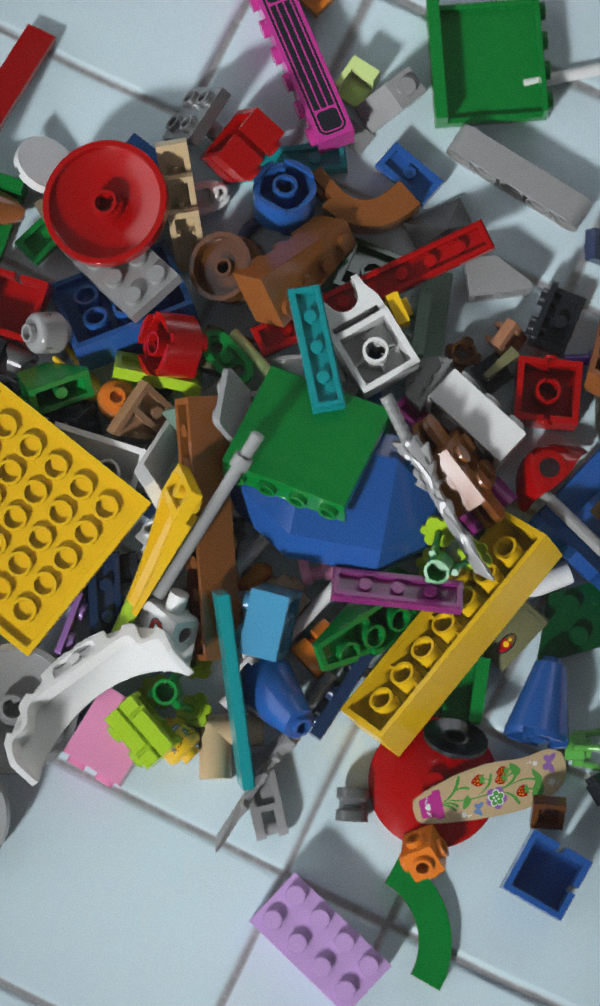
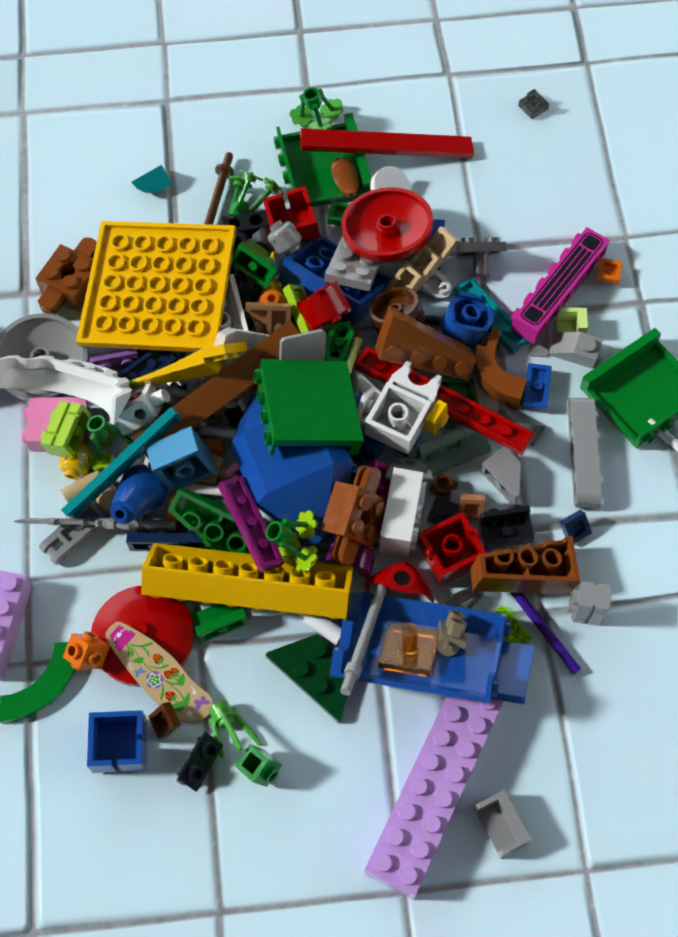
camera: 60 degrees right, 15 degrees down
(239, 464) = (263, 366): light grey bar -> none
(242, 145) = (479, 277): red piece -> none
(316, 349) = (372, 376): teal tile -> none
(352, 796) = (101, 588): dark grey wheel -> none
(427, 479) = (343, 474): light grey sword -> none
(455, 738) = (176, 623): black dish -> none
(502, 363) = (449, 507): olive piece -> none
(516, 635) = (274, 626): olive slope -> none
(542, 707) = (235, 669): blue cone -> none

